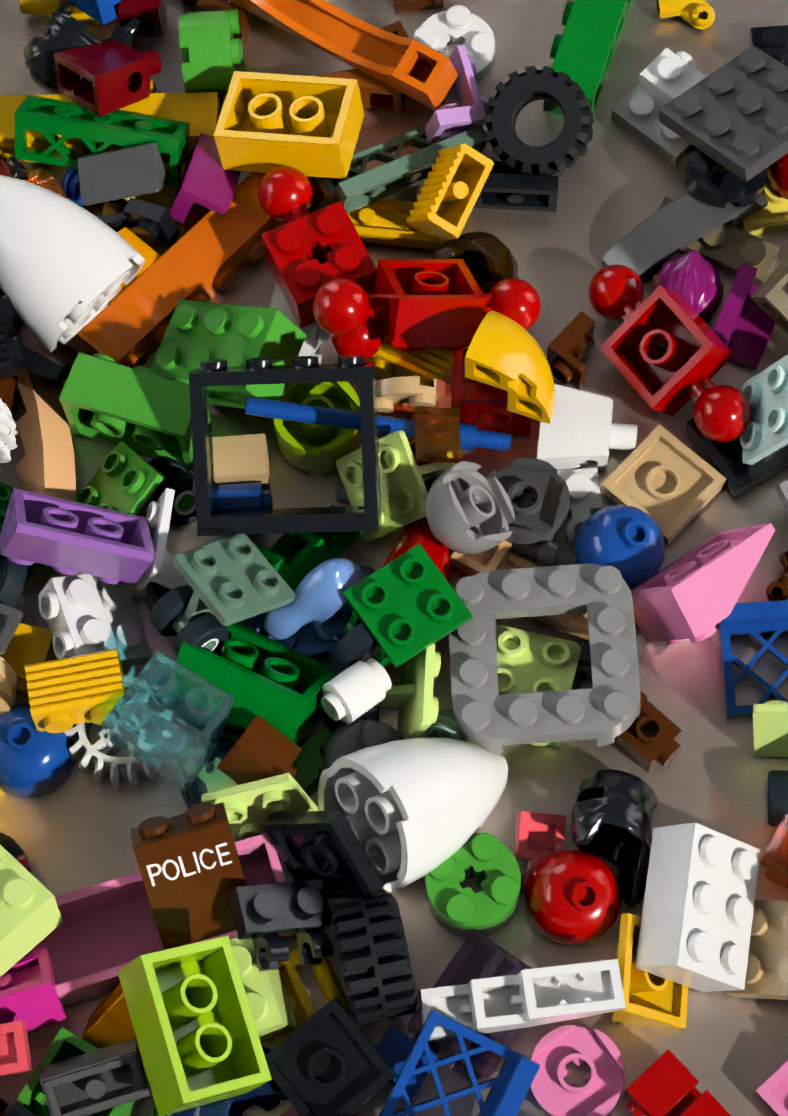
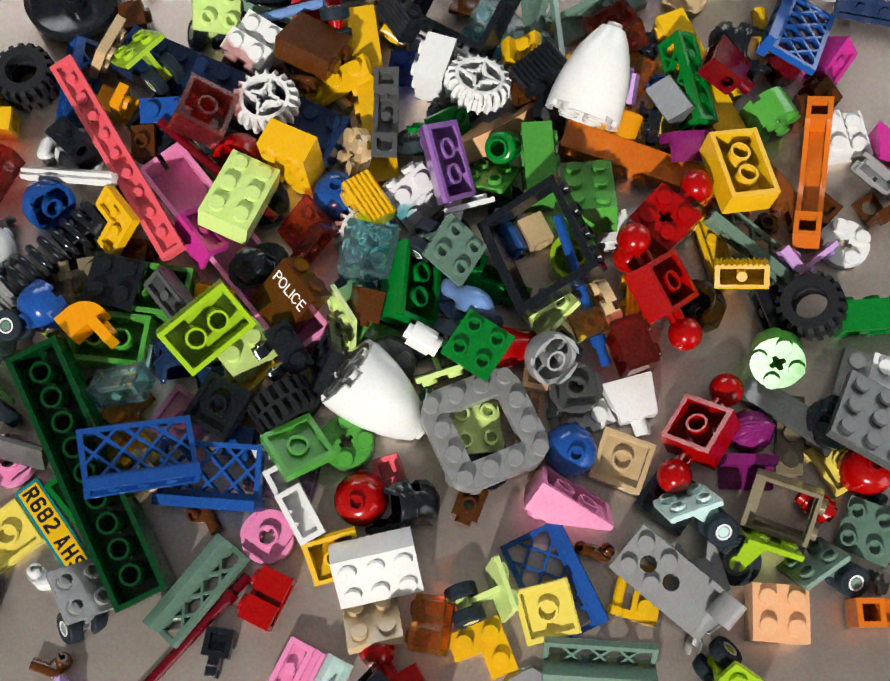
camera: 65 degrees right, 5 degrees up
(73, 818) = (307, 230): none -> clear red bracket
(81, 447) = (502, 147): none -> green head
(108, 913) = (255, 264): none -> black piece
(373, 124) = (770, 219): none -> dark brown plate
(460, 951) = (297, 447): none -> bright green plate
(513, 361) = (642, 343): yellow brick -> none
(569, 349) = (684, 378): reddish brown bracket -> none
(598, 202) = (787, 348): none -> brick

